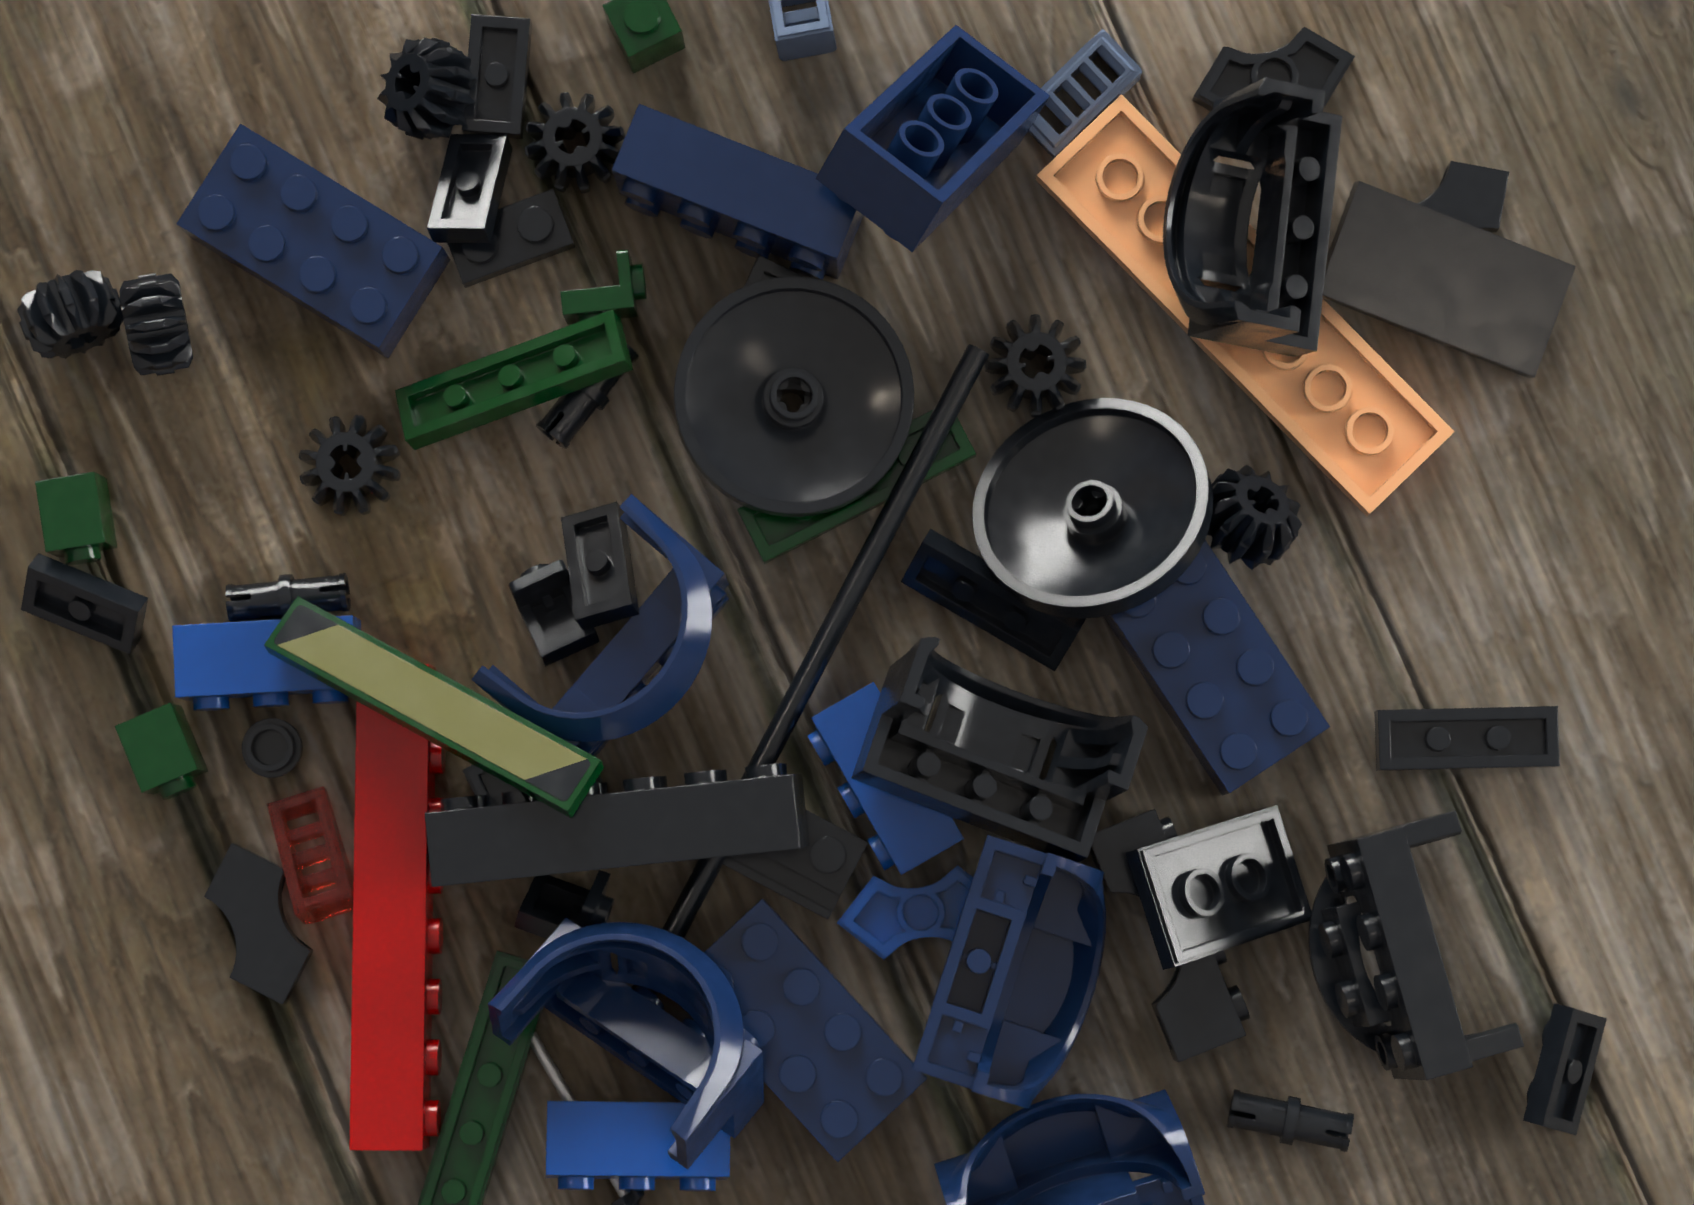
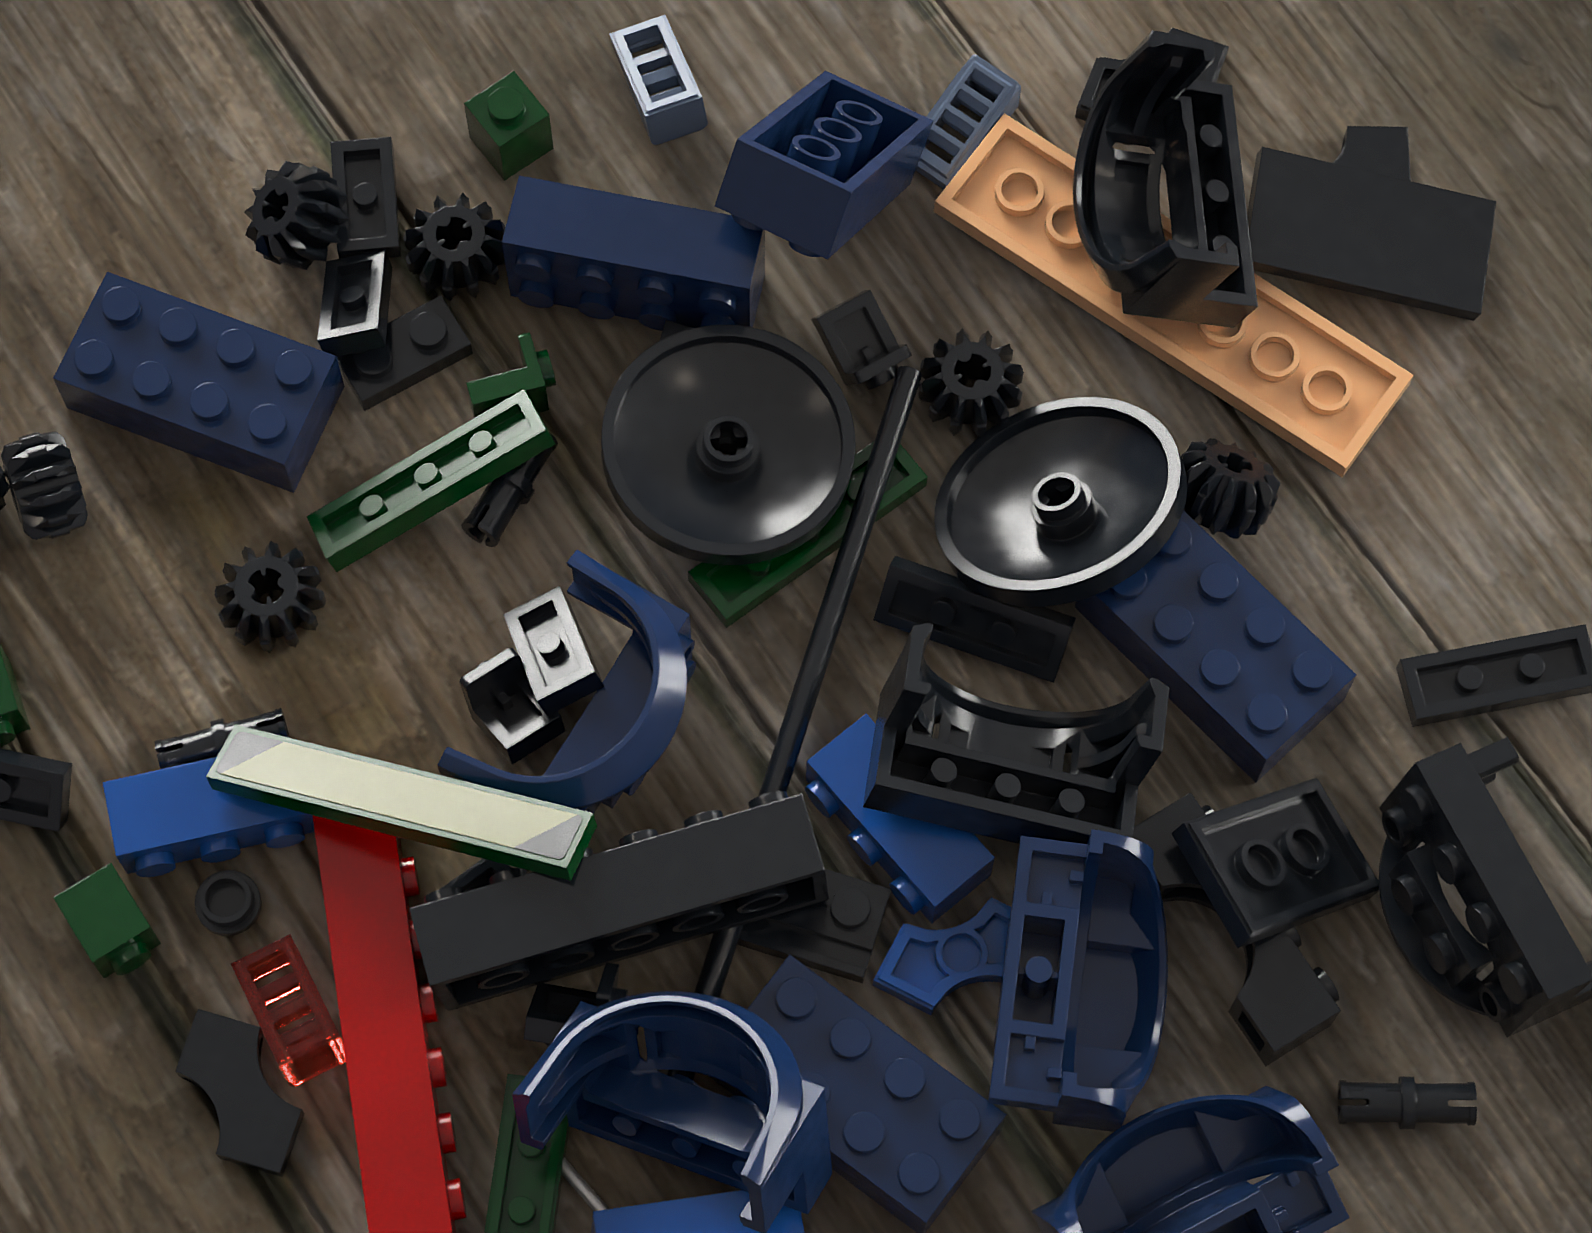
camera: 15 degrees left, 15 degrees down
(940, 306) = (861, 341): none -> black bracket

